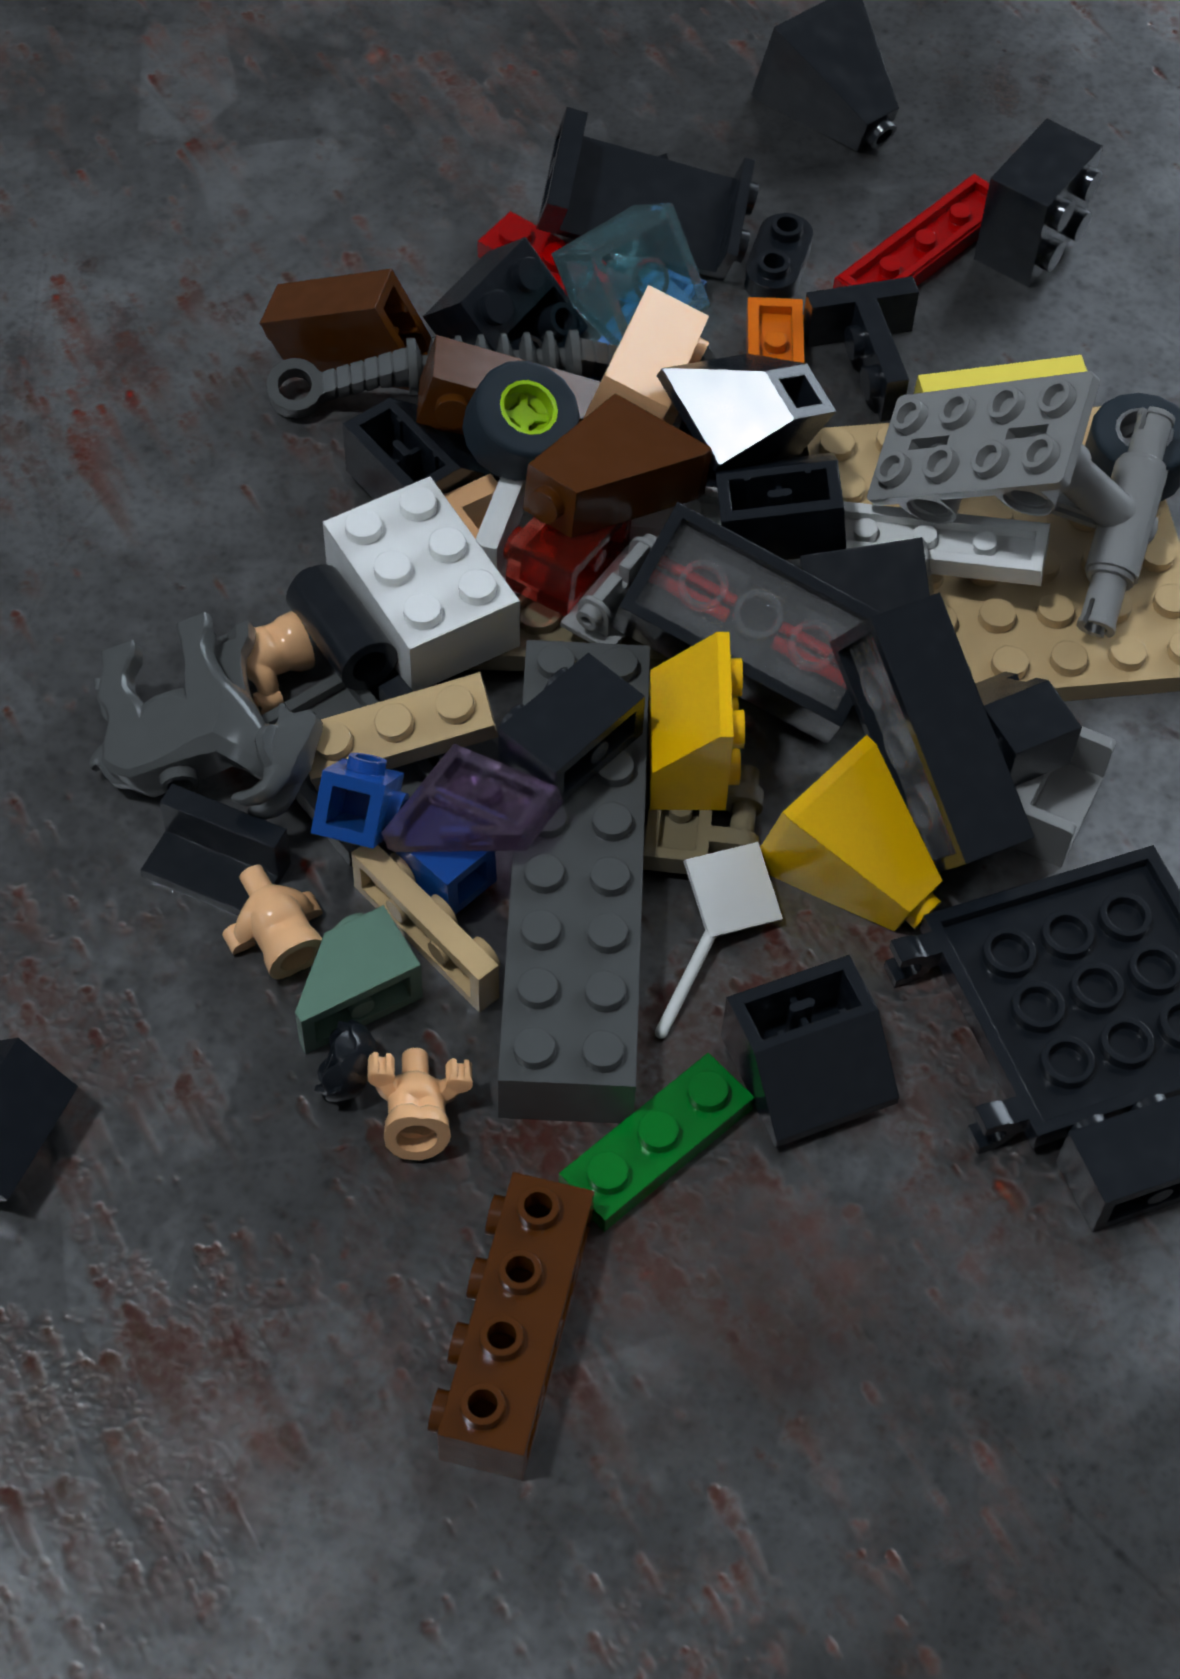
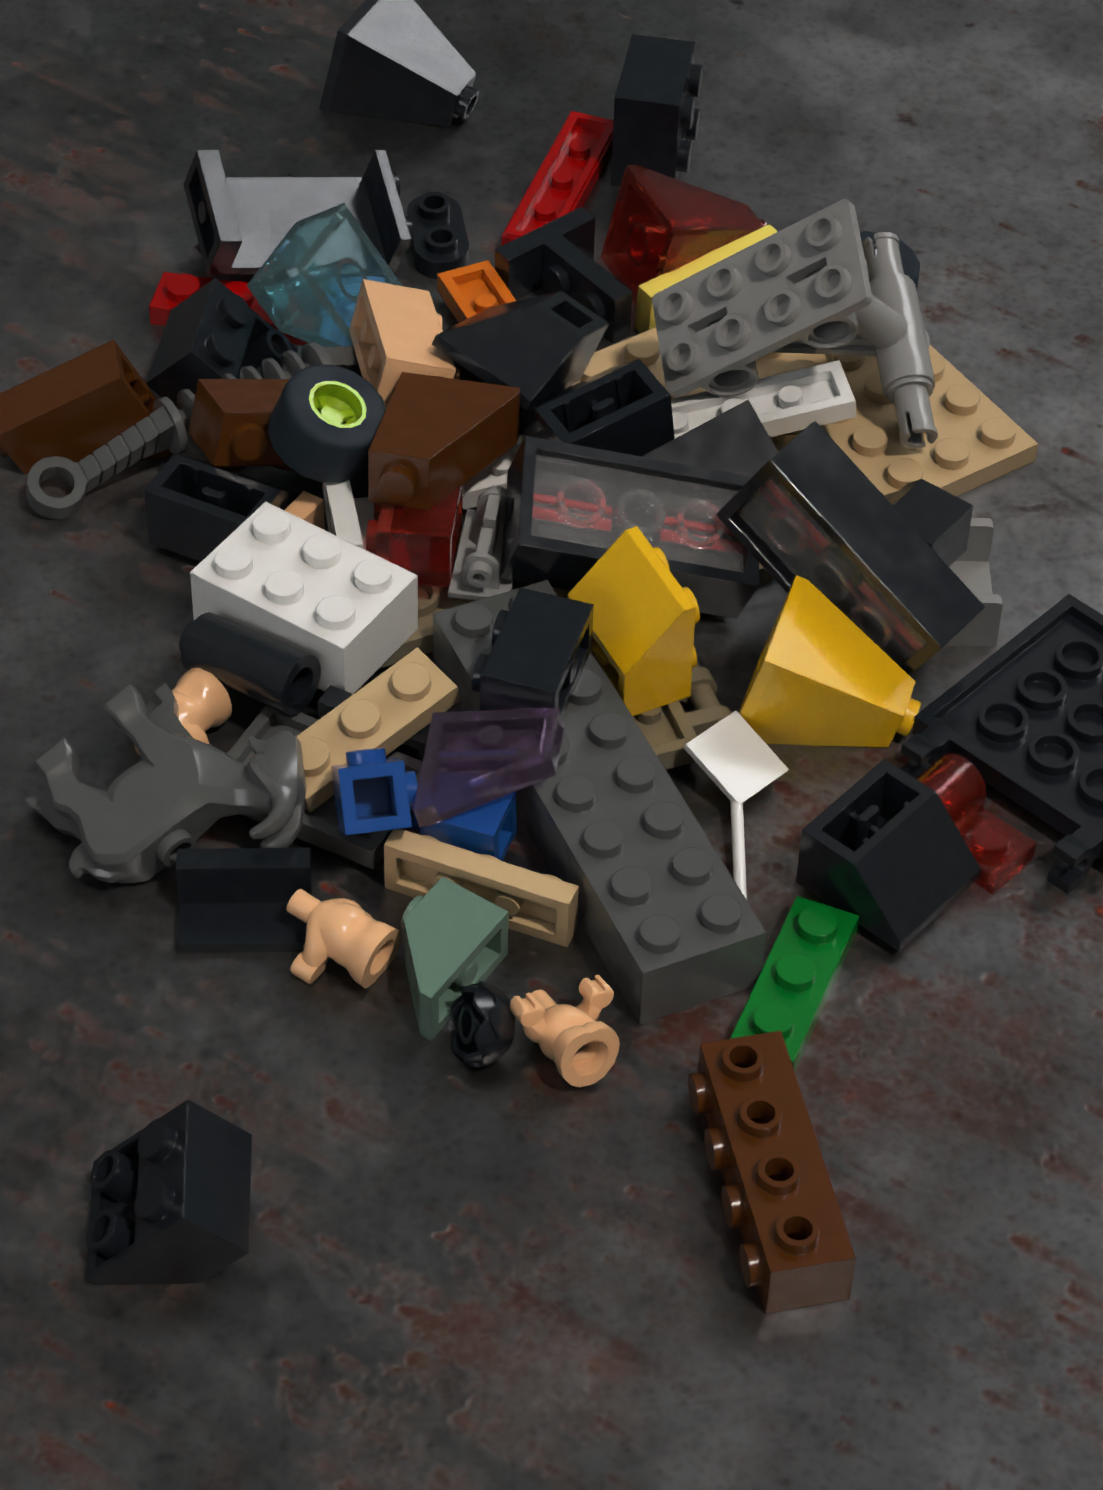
camera: 25 degrees left, 10 degrees down
(919, 1058) = (994, 843): none -> clear red plate
(990, 323) = (667, 225): none -> clear red slope

